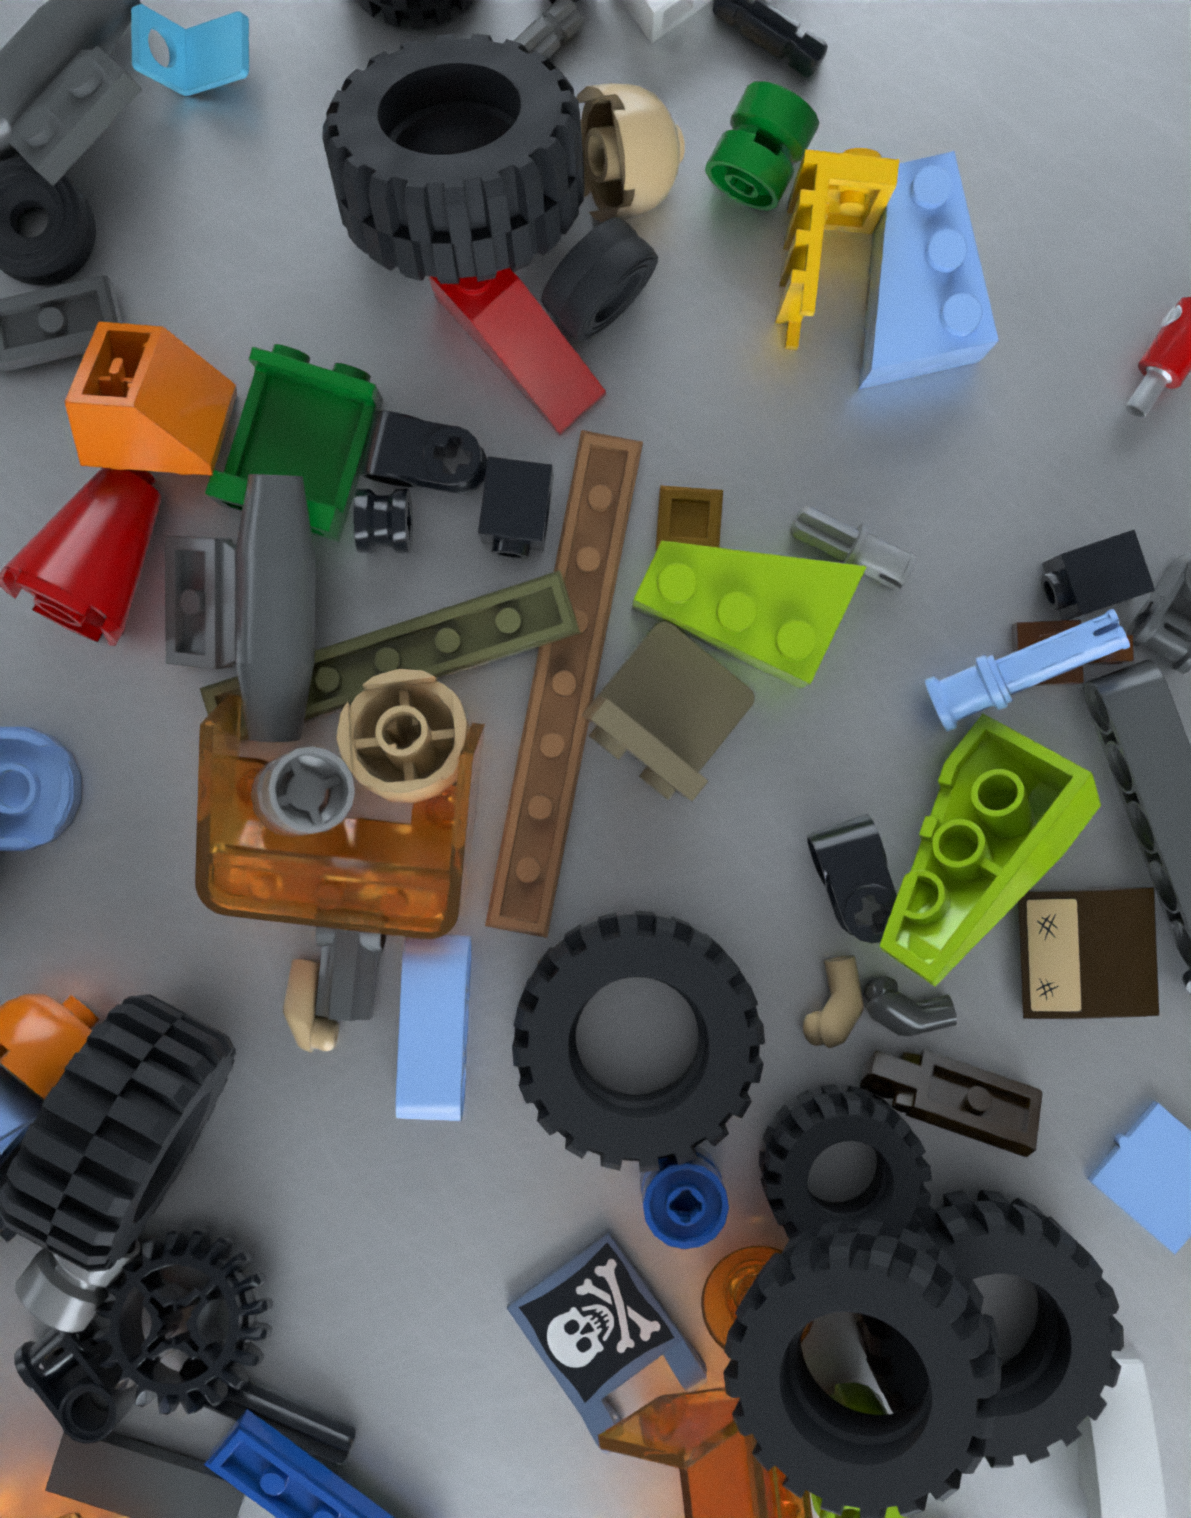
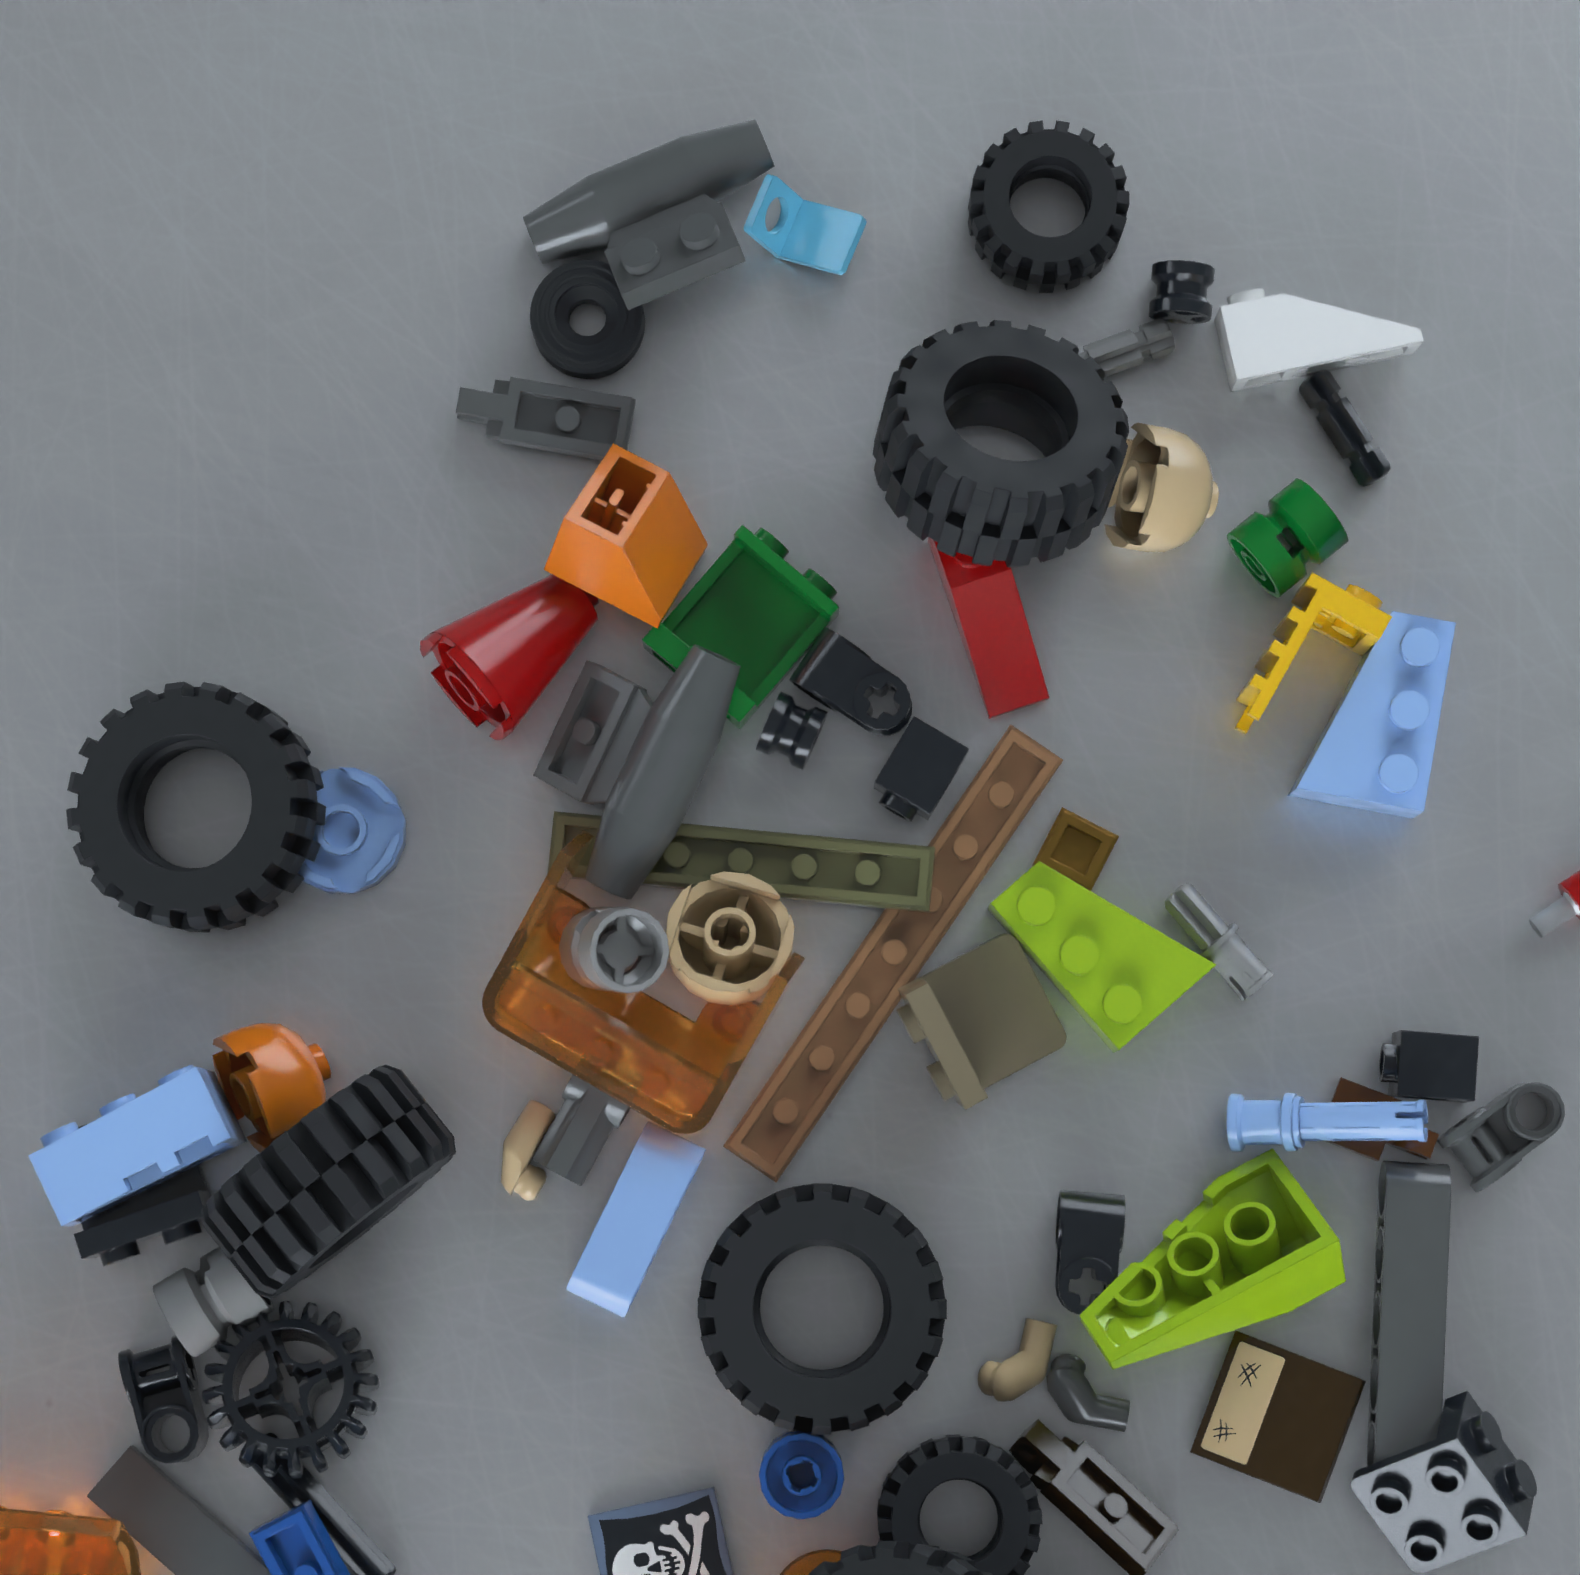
camera: 30 degrees right, 5 degrees down
(599, 278) = (1084, 598): black tyre -> none

